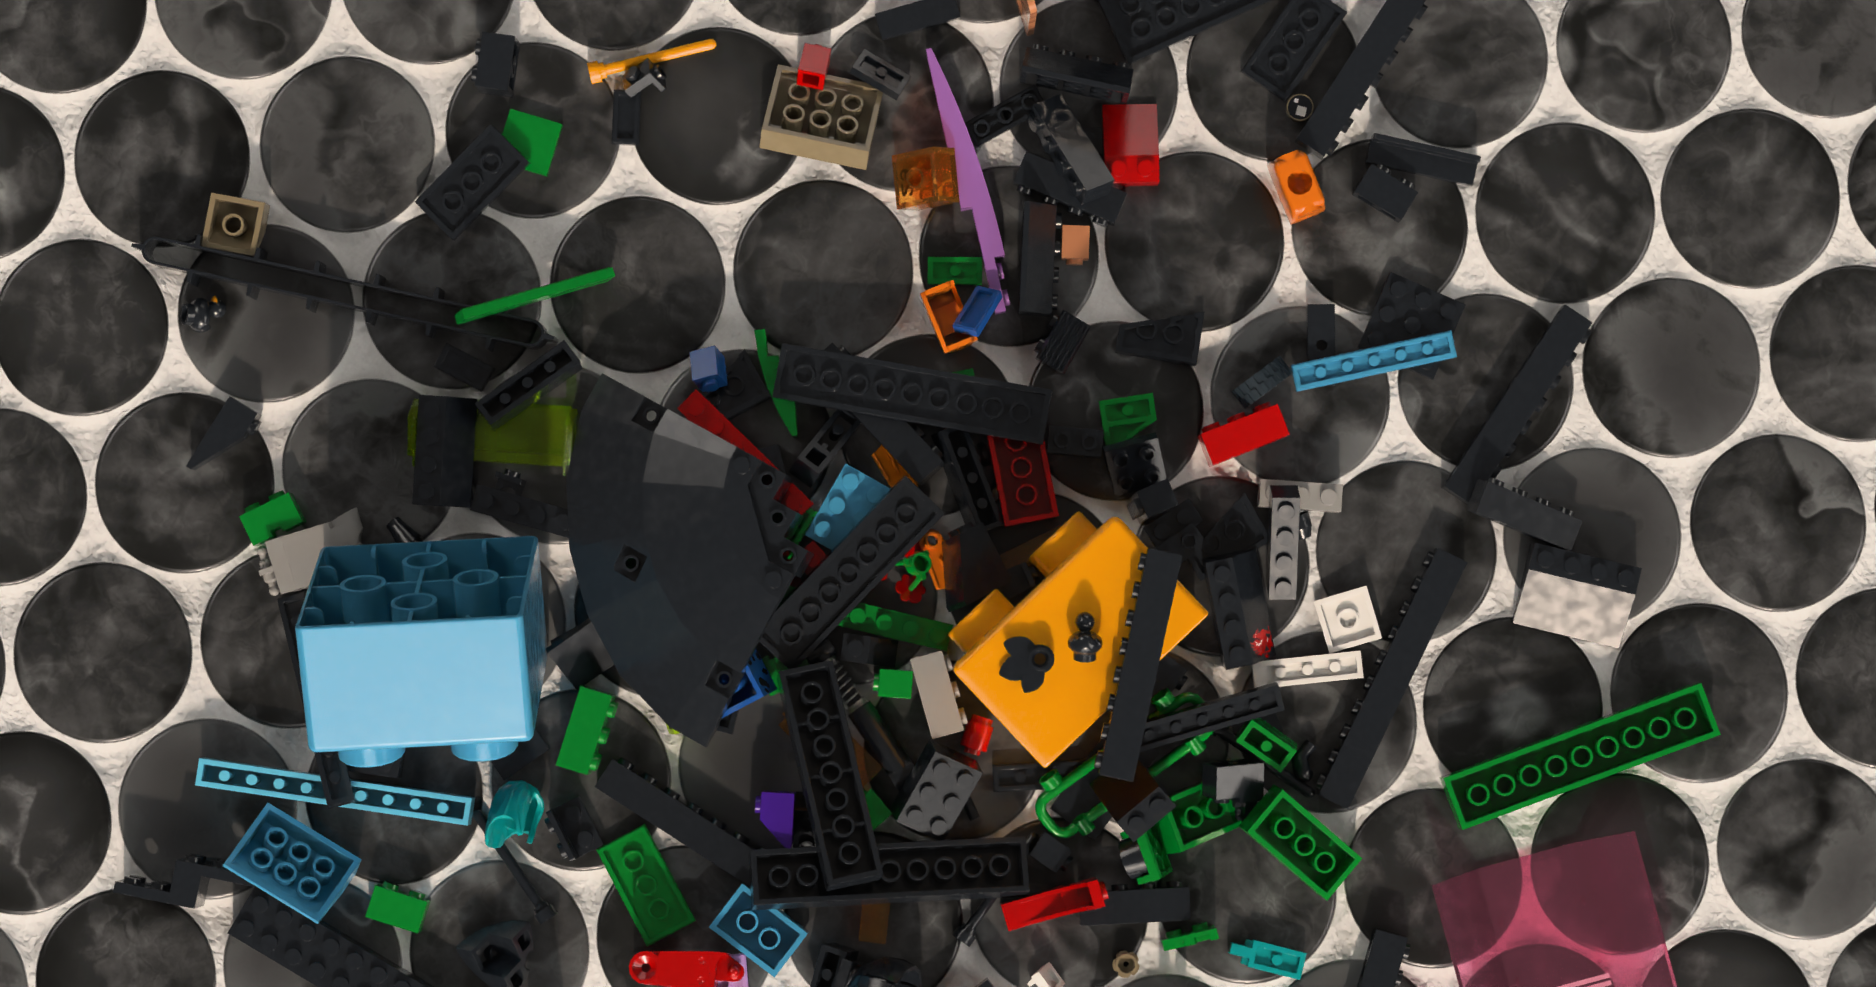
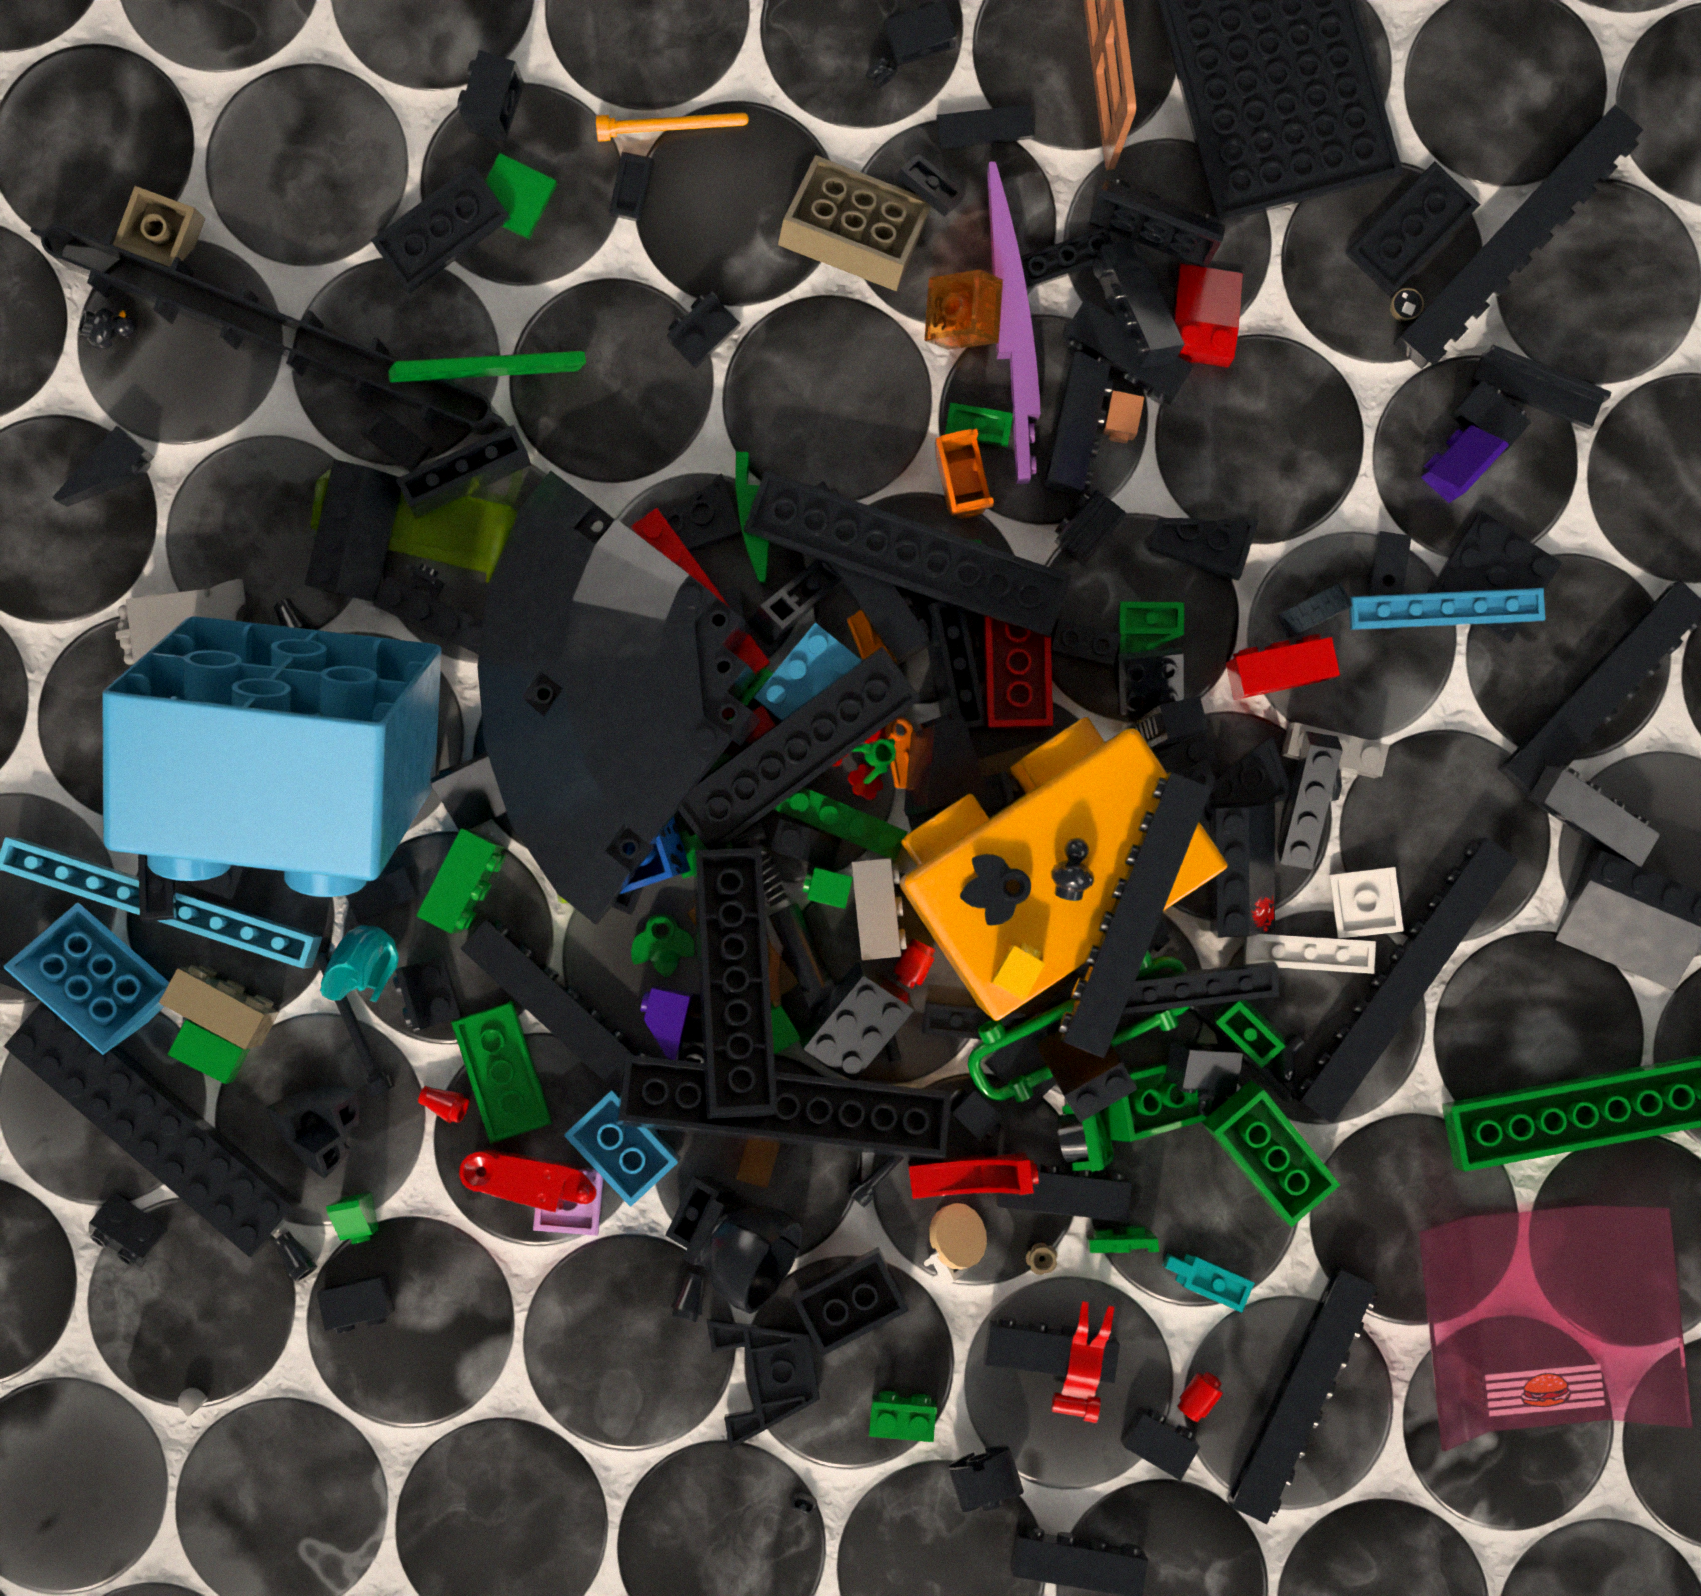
camera: 10 degrees right, 0 degrees up
(277, 514) = (144, 573): green brick -> none
(402, 868) = (220, 1006): none -> dark tan brick
(604, 919) = (446, 1104): none -> red cone
(642, 75) = (655, 139): black bracket -> none
(708, 229) = (702, 329): none -> black bracket
(708, 368) = (675, 487): blue brick -> none
(763, 759) = (662, 950): none -> green plate
(813, 66) = (856, 161): red brick -> none
(977, 311) = (998, 471): blue tile -> none
(1052, 956) = (958, 1236): none -> tan tile
(1055, 724) = (1019, 970): none -> yellow brick
(1296, 186) = (1392, 391): orange piece -> none
(1367, 234) = (1463, 462): none -> dark purple slope

